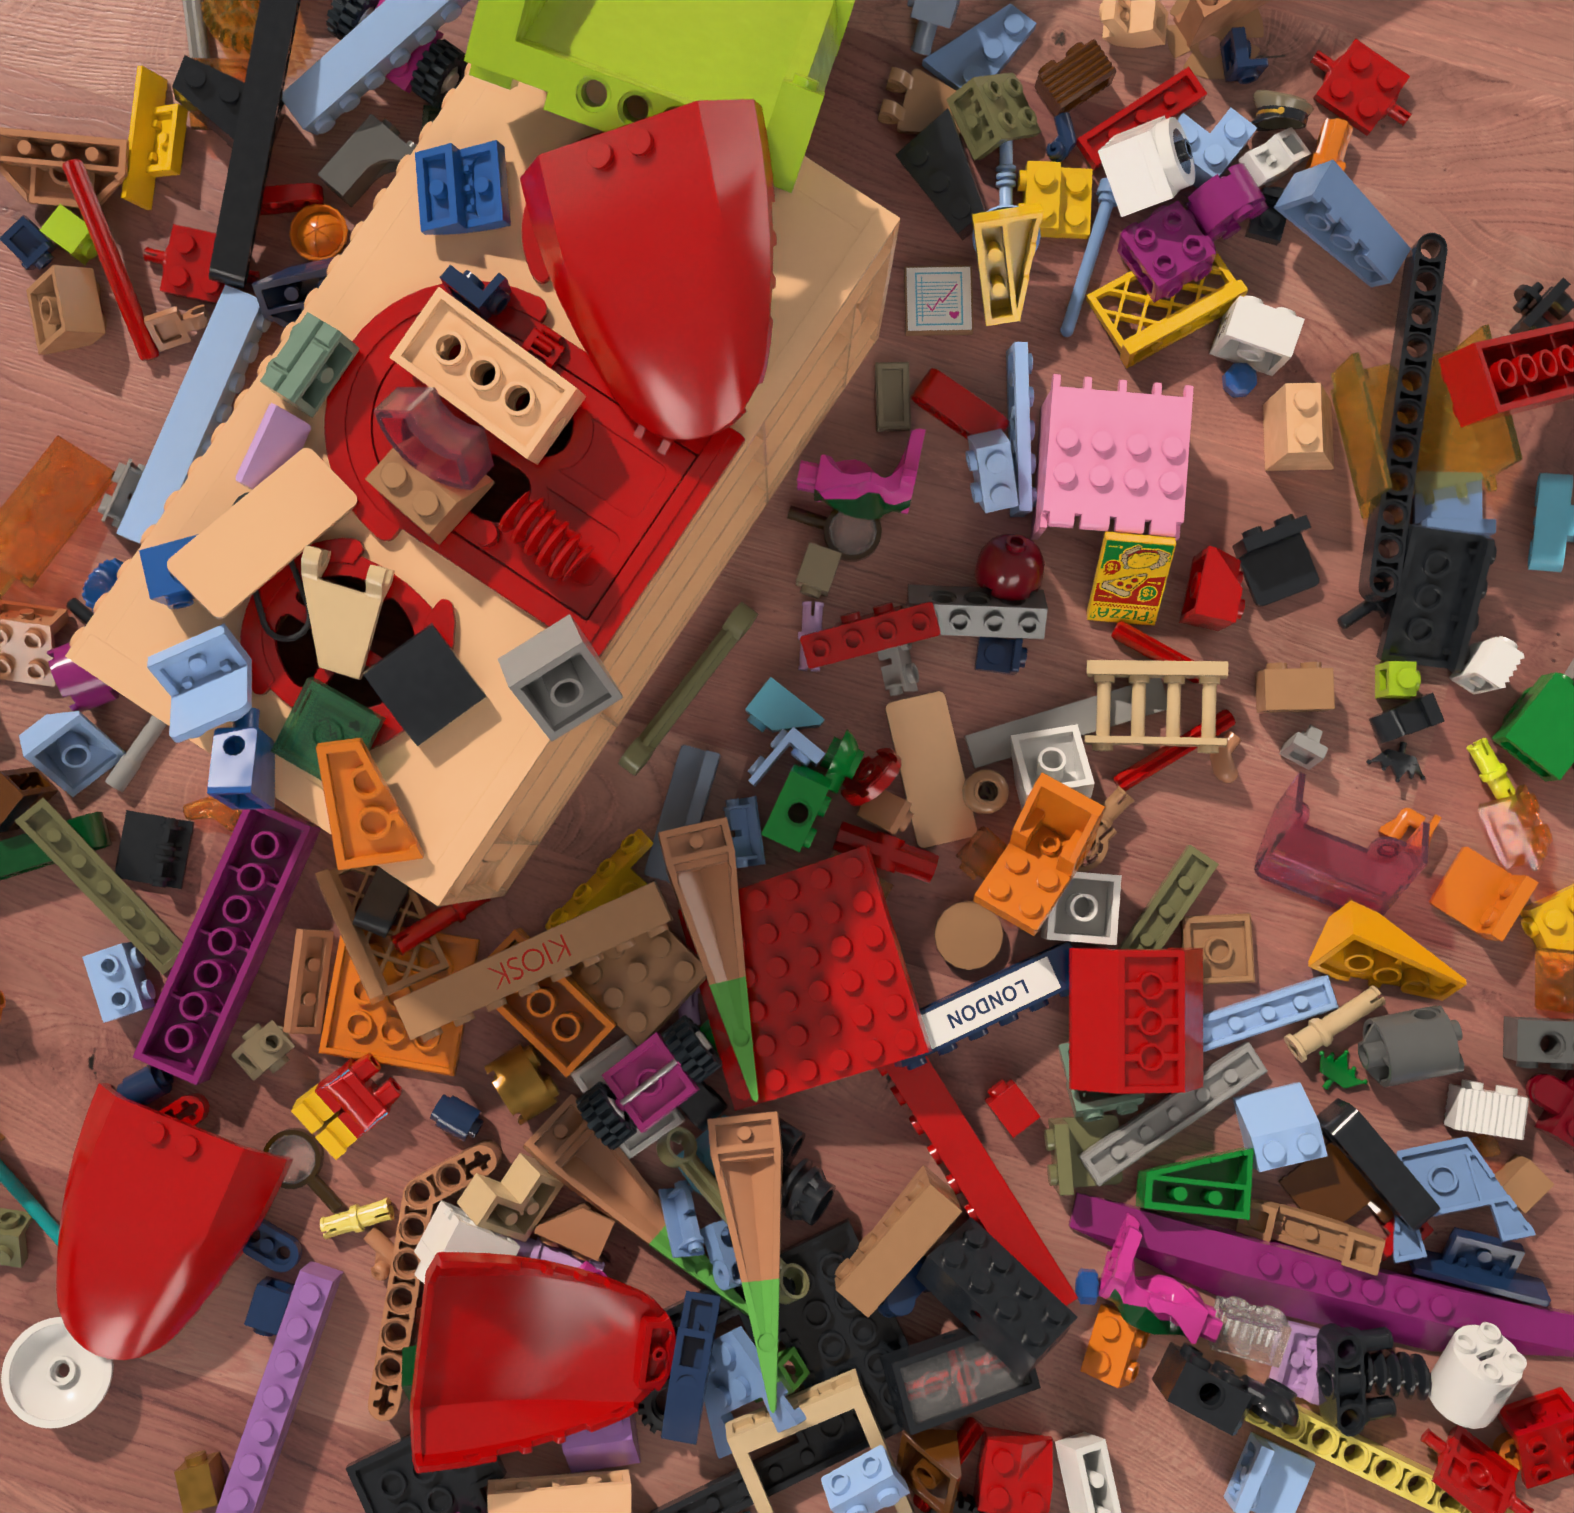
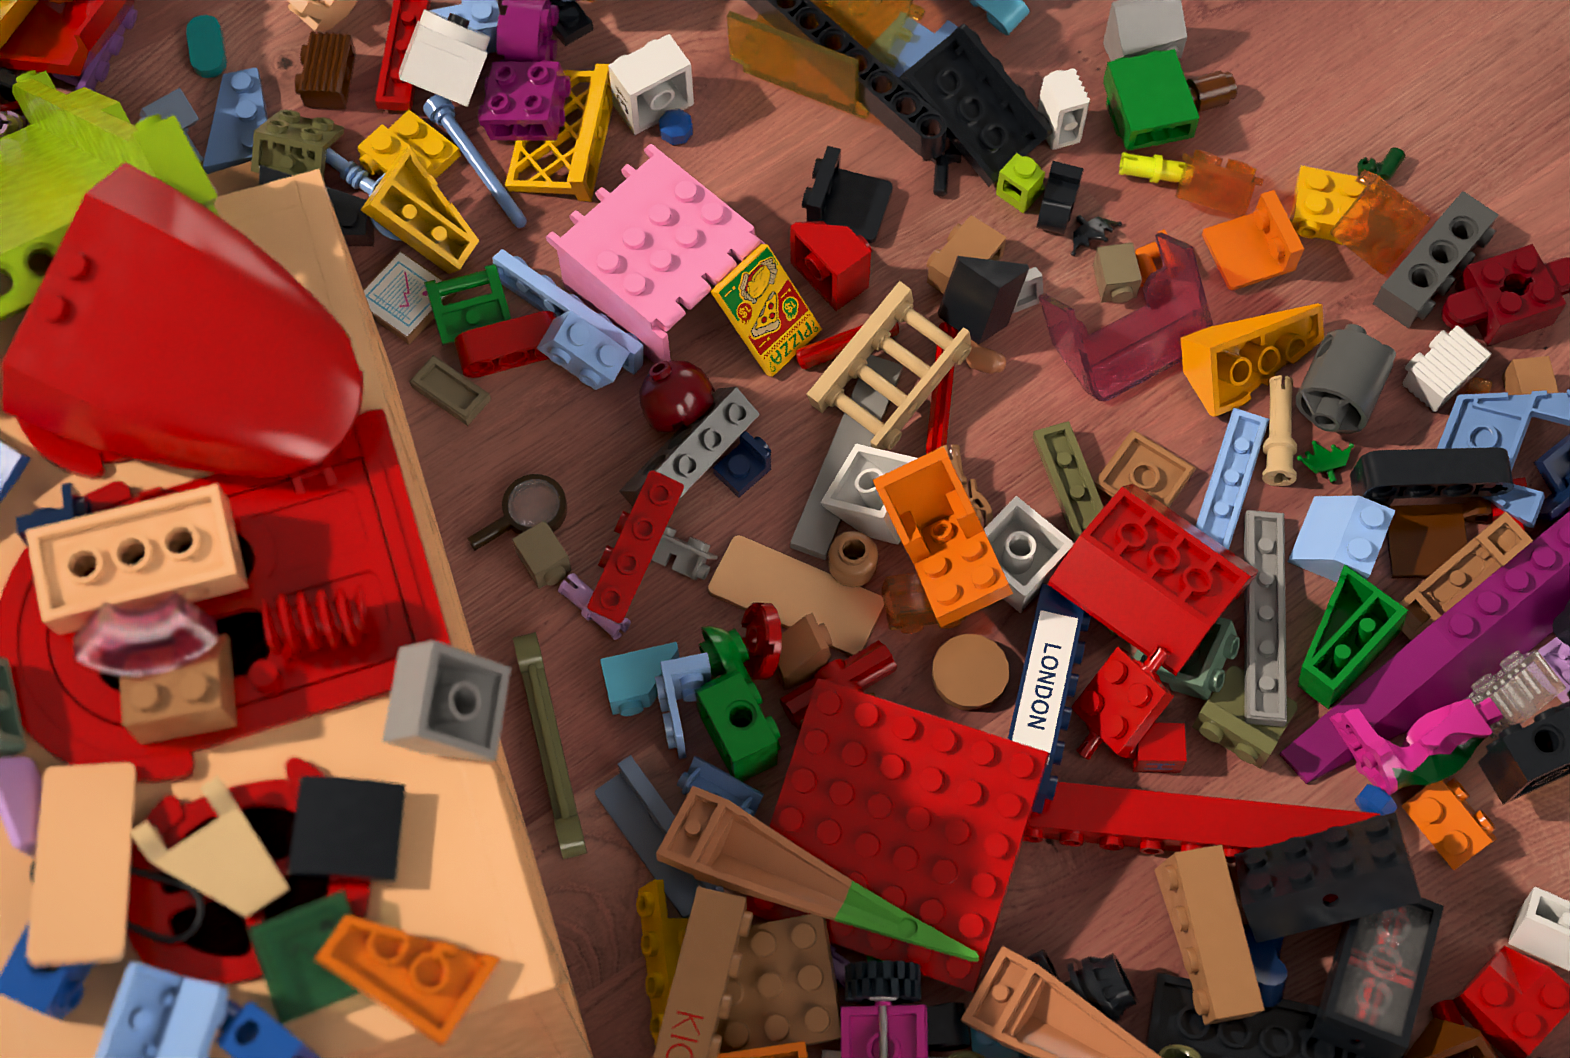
camera: 50 degrees left, 20 degrees down
(859, 491) = (503, 464): dark pink hips -> none
(961, 363) = (469, 313): none -> green plate
(1023, 1063) = (1122, 702): none -> red plate
(1065, 141) = (367, 112): dark blue arm -> none
(1267, 728) = (982, 295): none -> black slope
(1298, 428) = (751, 108): light nougat slope -> none
(1374, 810) = (1117, 272): none -> dark tan brick

